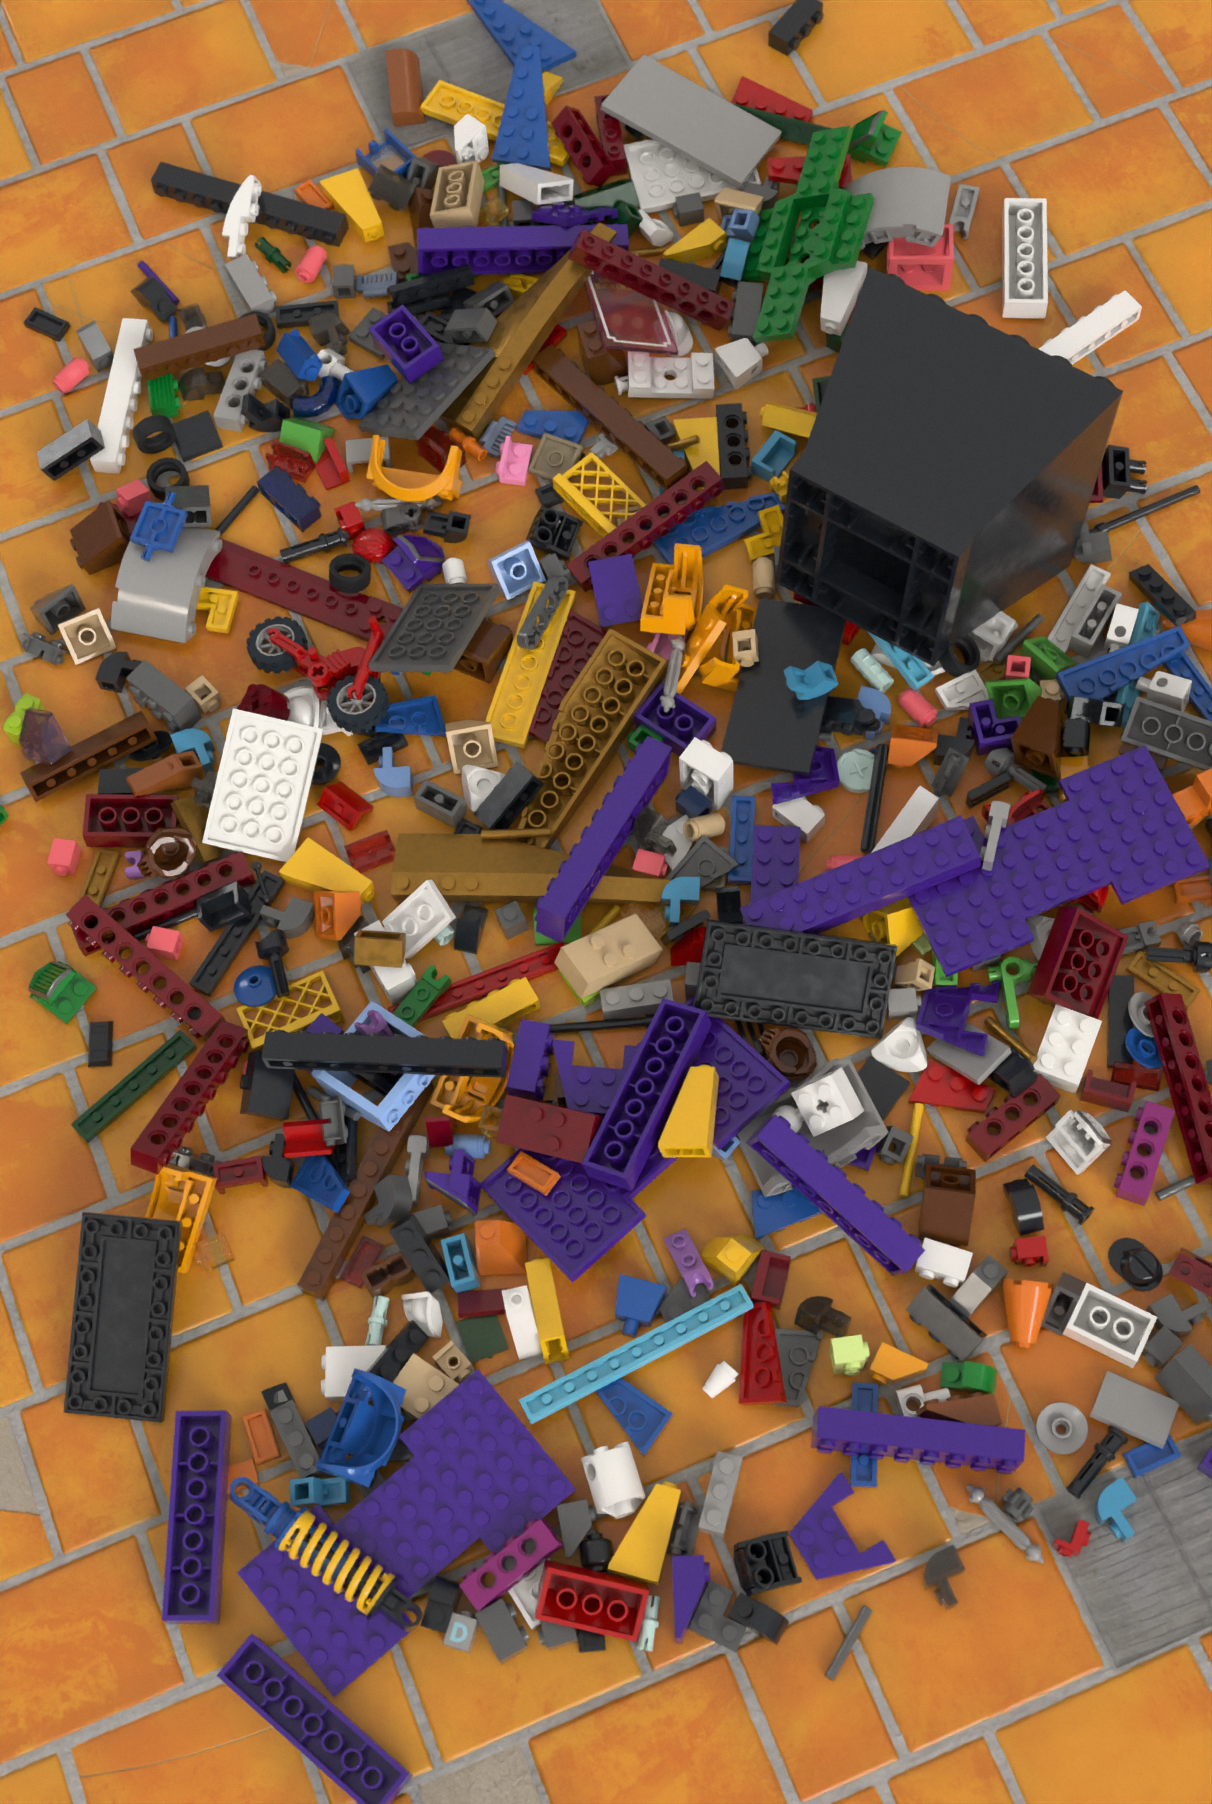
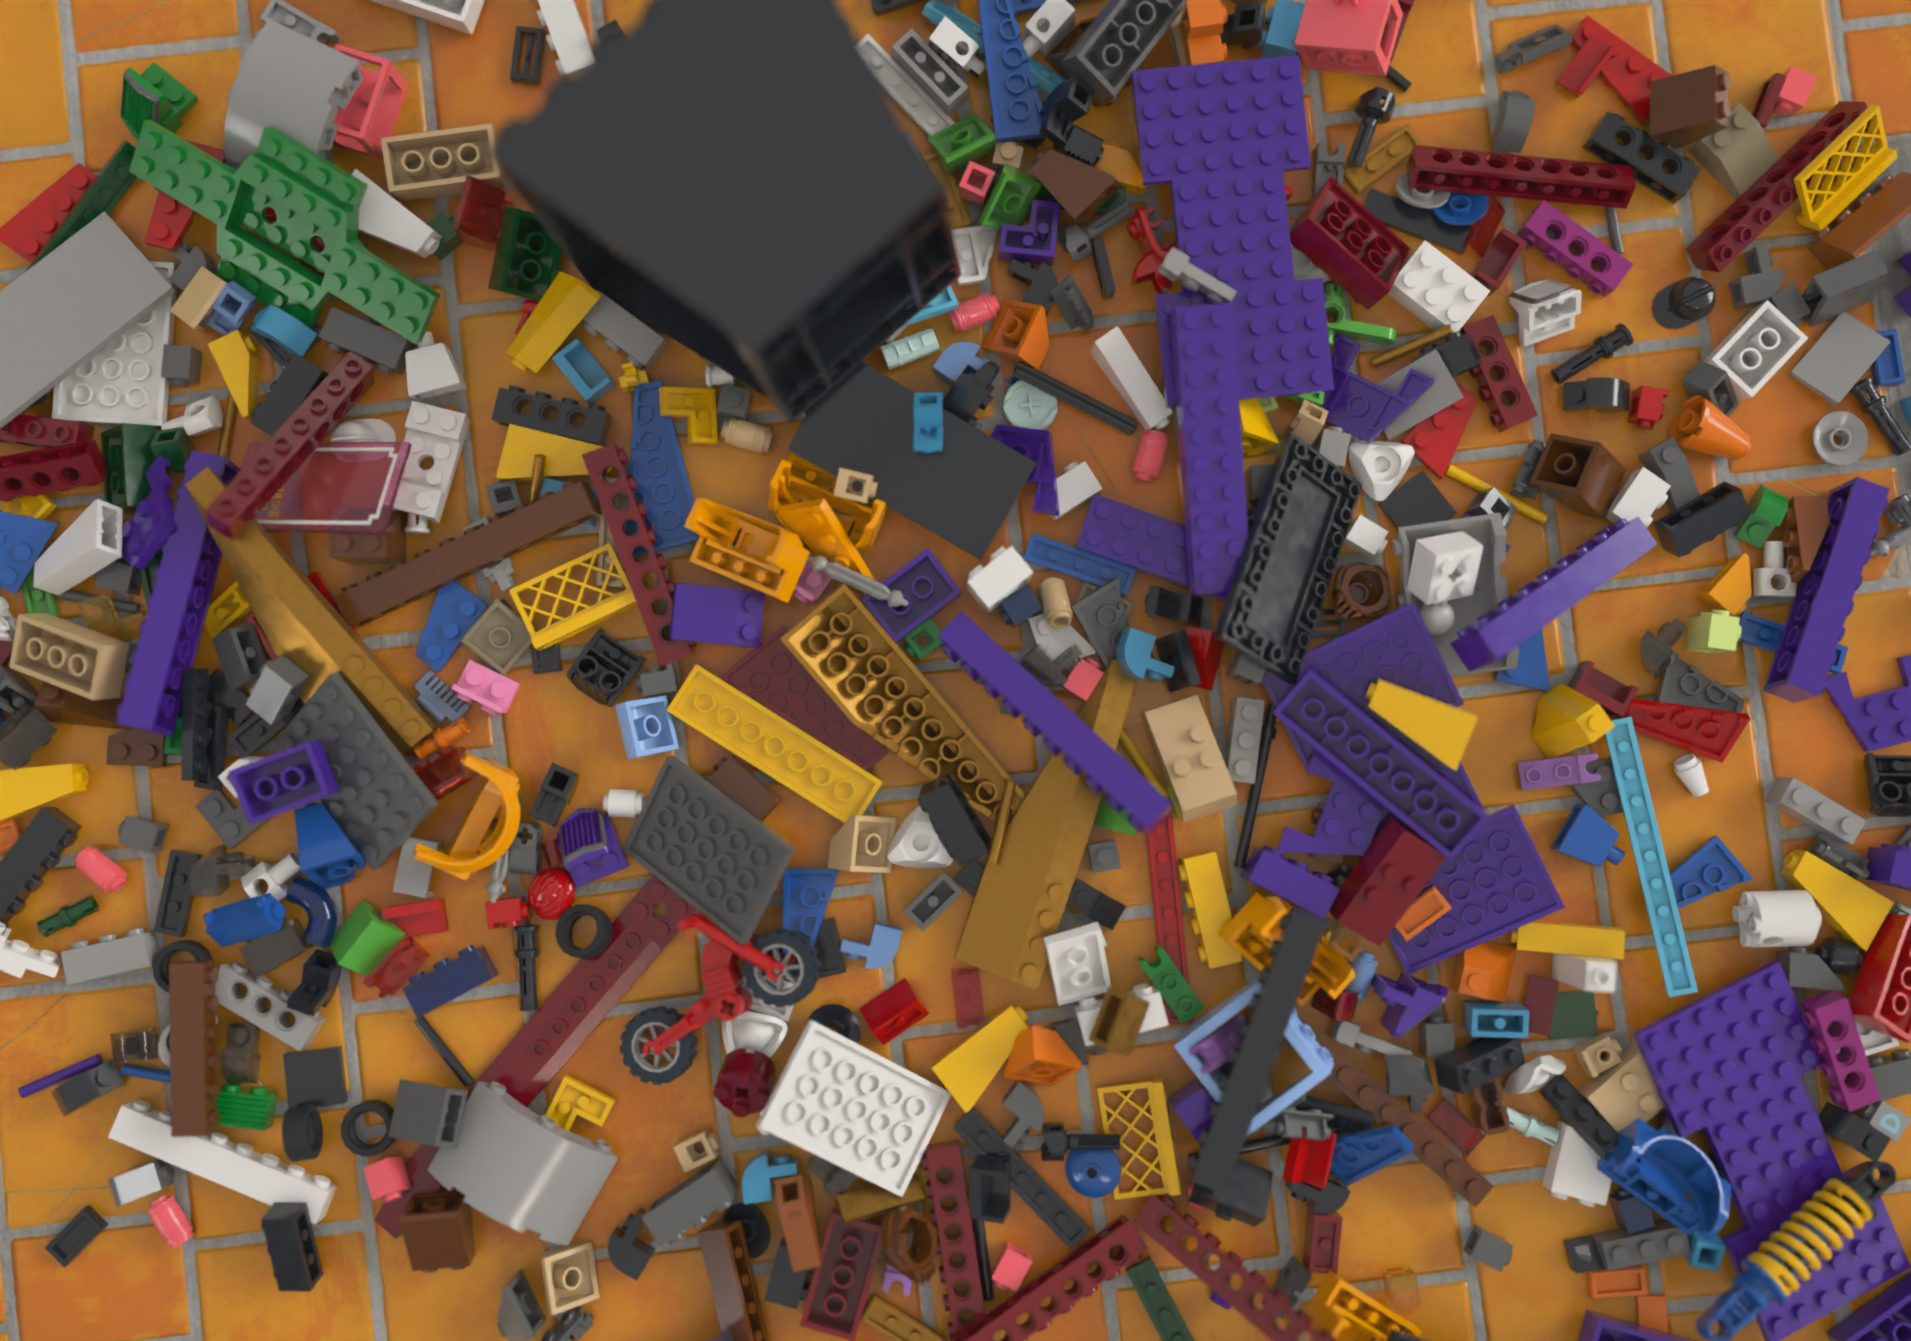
camera: 85 degrees left, 20 degrees up
(159, 526) = (460, 1161): blue plate -> none
(256, 867) = (947, 1136): black hinge -> none
(265, 1314) = (1488, 1248): none -> dark grey brick
(376, 289) = (168, 792): sand blue piece -> none
(530, 633) = (718, 712): dark grey beam -> none
(837, 1046) = (1365, 537): none -> white brick
(1189, 933) = (1339, 111): light grey plate -> none

